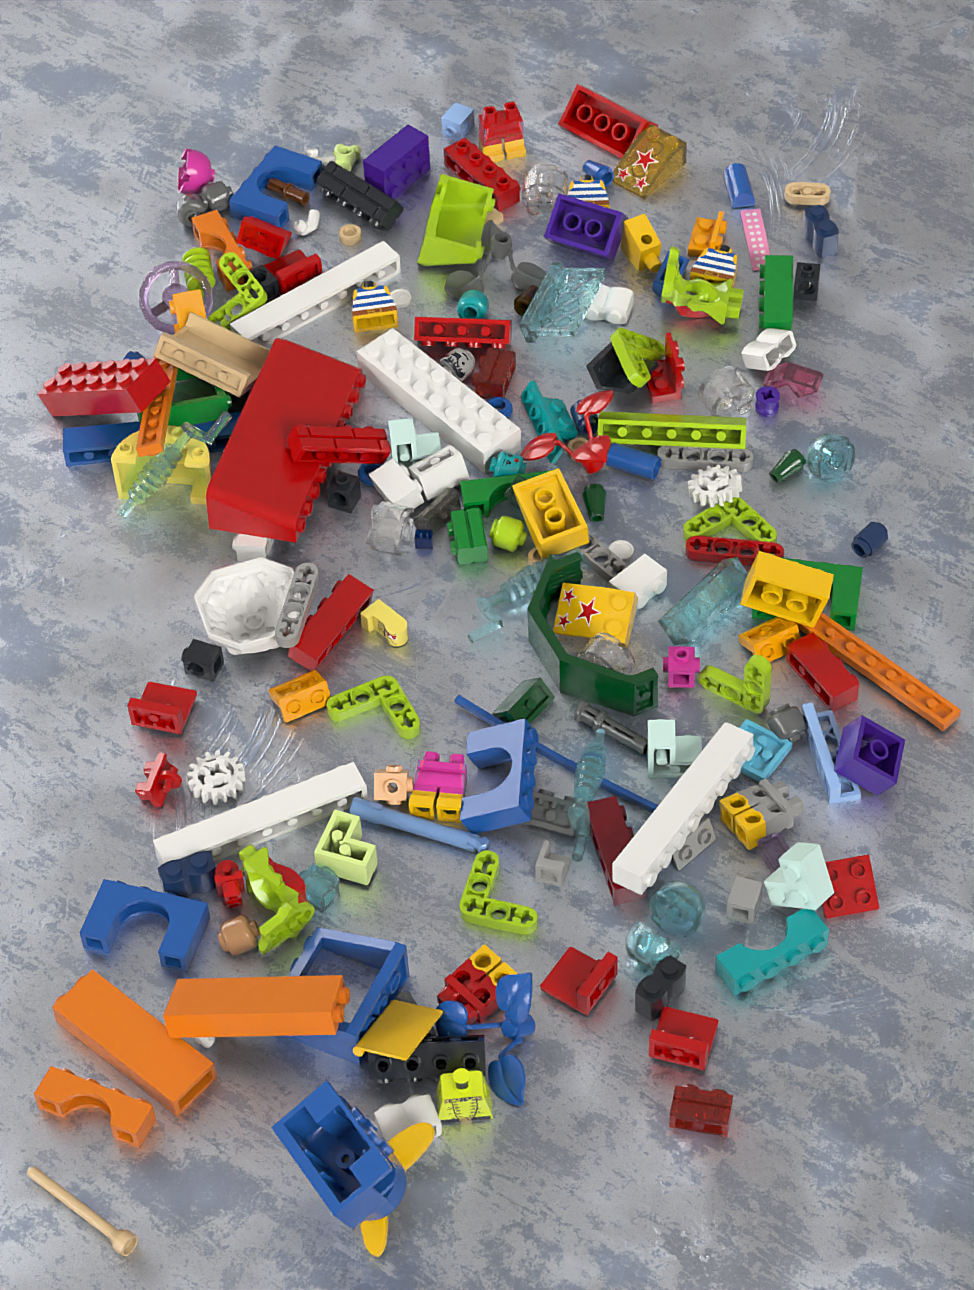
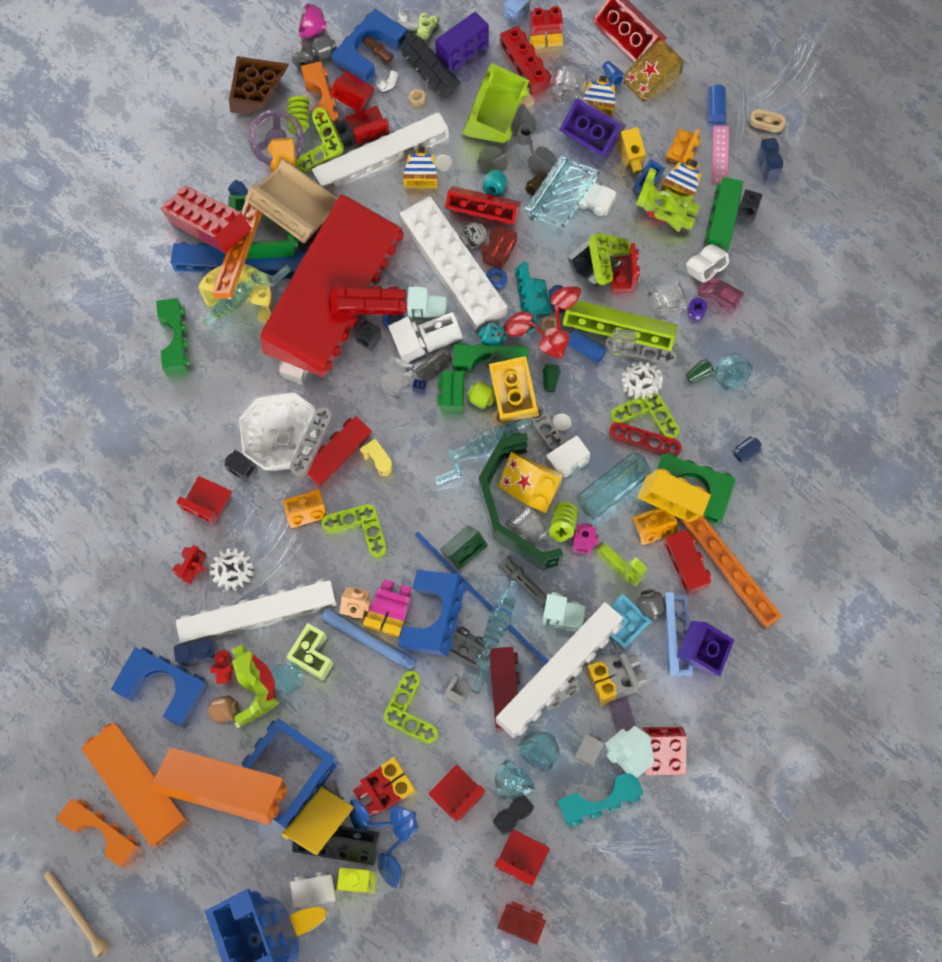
camera: 10 degrees right, 20 degrees up
(87, 552) = (174, 356): none -> green arch
(133, 246) = (254, 83): none -> reddish brown wedge
(649, 647) = (563, 521): none -> lime piece
(679, 443) = (622, 339): none -> clear panel

